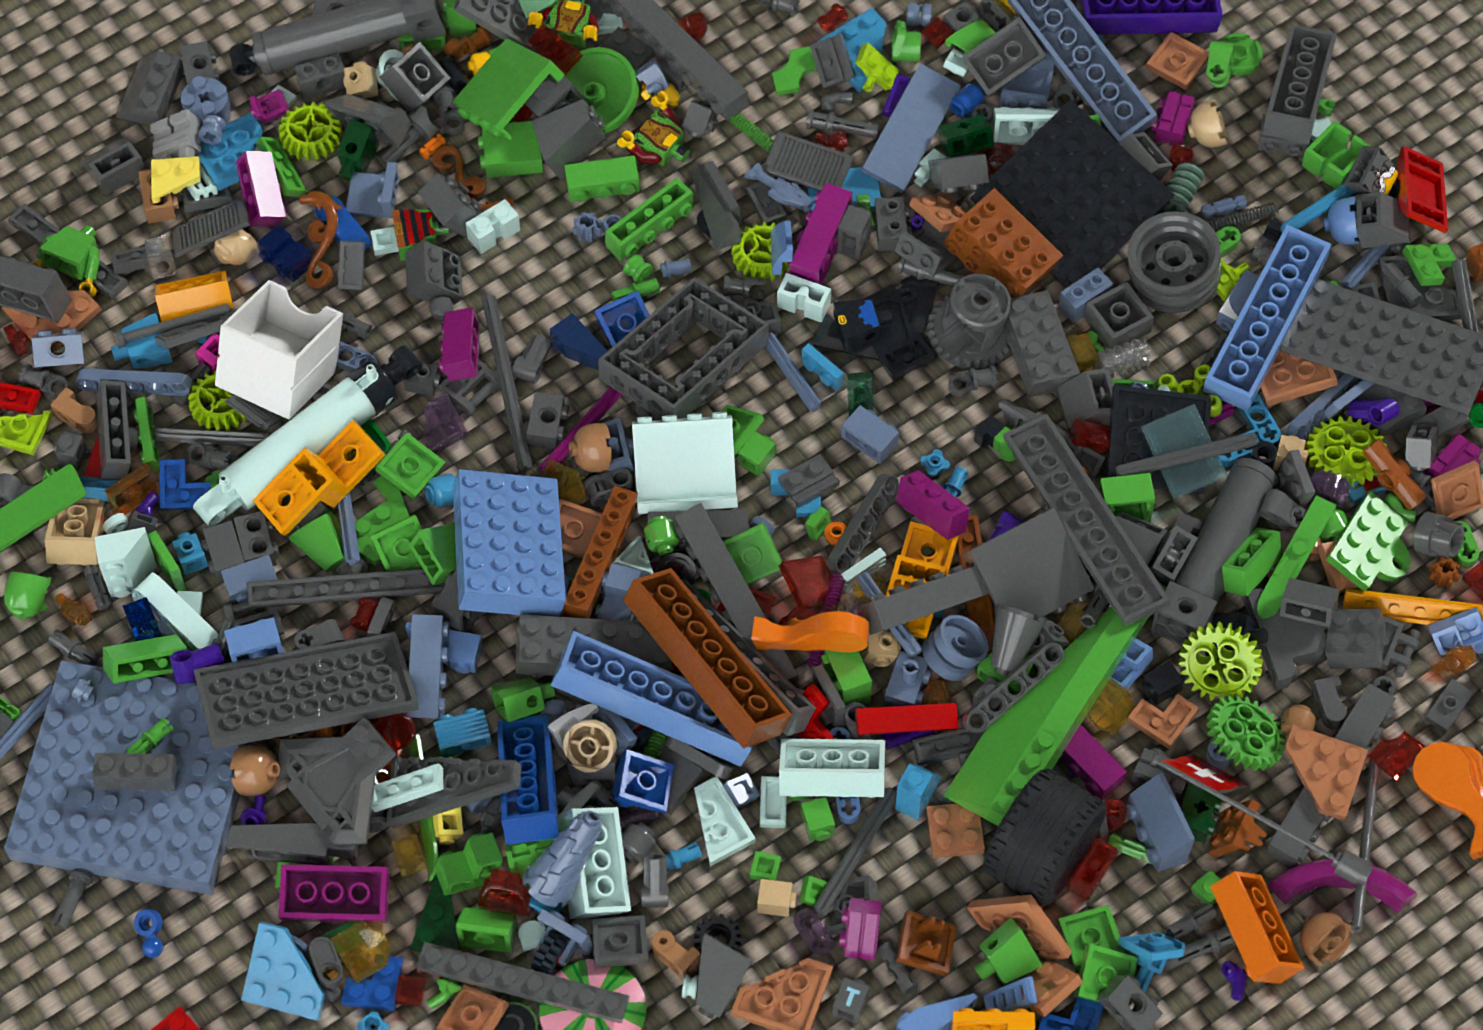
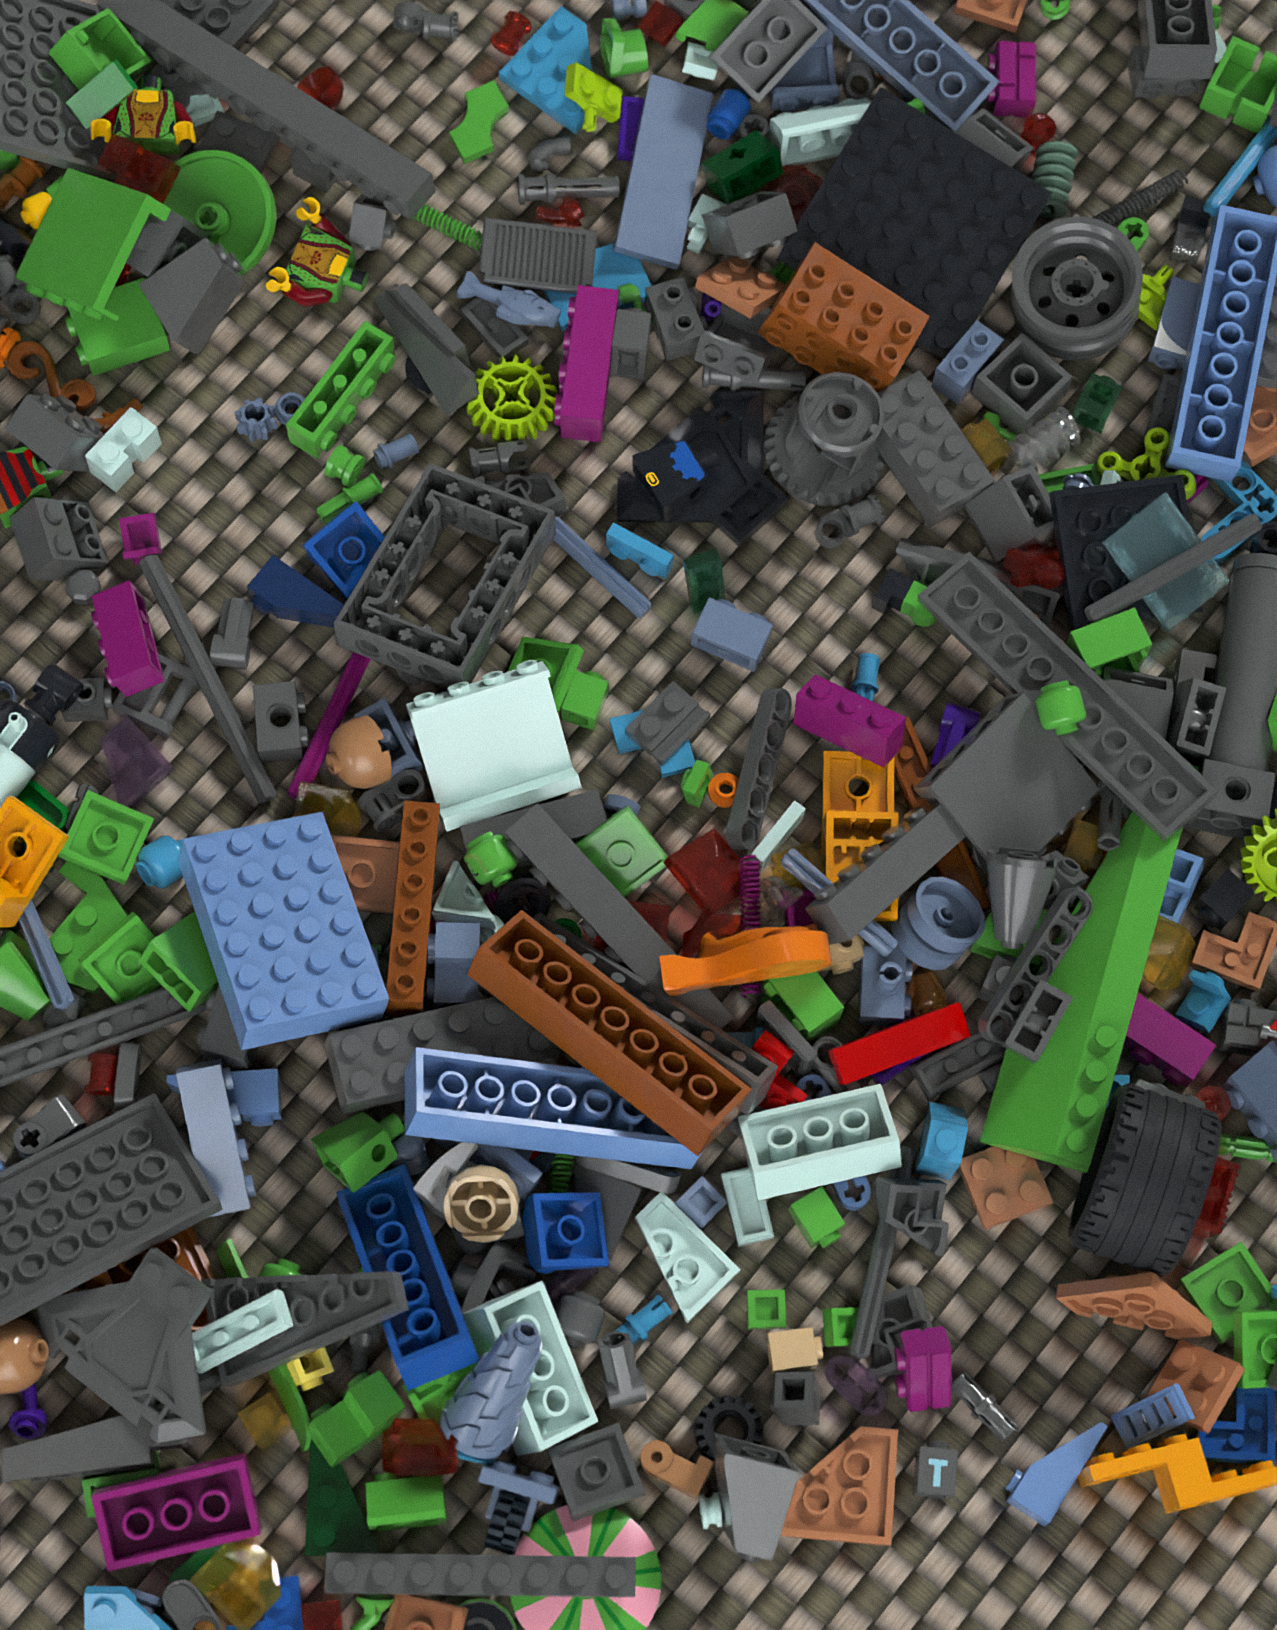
camera: 20 degrees left, 10 degrees up
(397, 730) = (197, 1246): clear red hair -> none
(462, 732) = (288, 1216): dark azure brick -> none
(488, 282) = (140, 537): none -> magenta bracket
(530, 935) = (468, 1492): light aqua tile -> none
(602, 178) = (257, 342): bright green brick -> none
(655, 80) = (292, 183): sand blue piece -> none
(769, 928) = (796, 1398): none -> dark grey brick
(781, 246) = (539, 390): medium blue slope -> none
(804, 295) = (587, 452): light aqua brick -> none
(832, 61) = (530, 97): dark grey plate -> none
(886, 829) = (914, 1209): none -> dark grey slope
(926, 943) = (1014, 1362): dark orange plate -> none
(935, 469) = (830, 663): dark azure plate -> none
(1001, 719) = (1037, 1021): none -> dark grey brick
(1007, 954) = (1129, 1352): bright green torso -> none
(1076, 522) = (1060, 707): none -> bright green head
(1129, 745) = (1204, 1001): none -> dark azure bracket
(1169, 341) = (1097, 402): none -> clear green brick
(1208, 125) = (1062, 79): tan cylinder -> none
(1223, 206) = (1112, 190): sand blue axle -> none

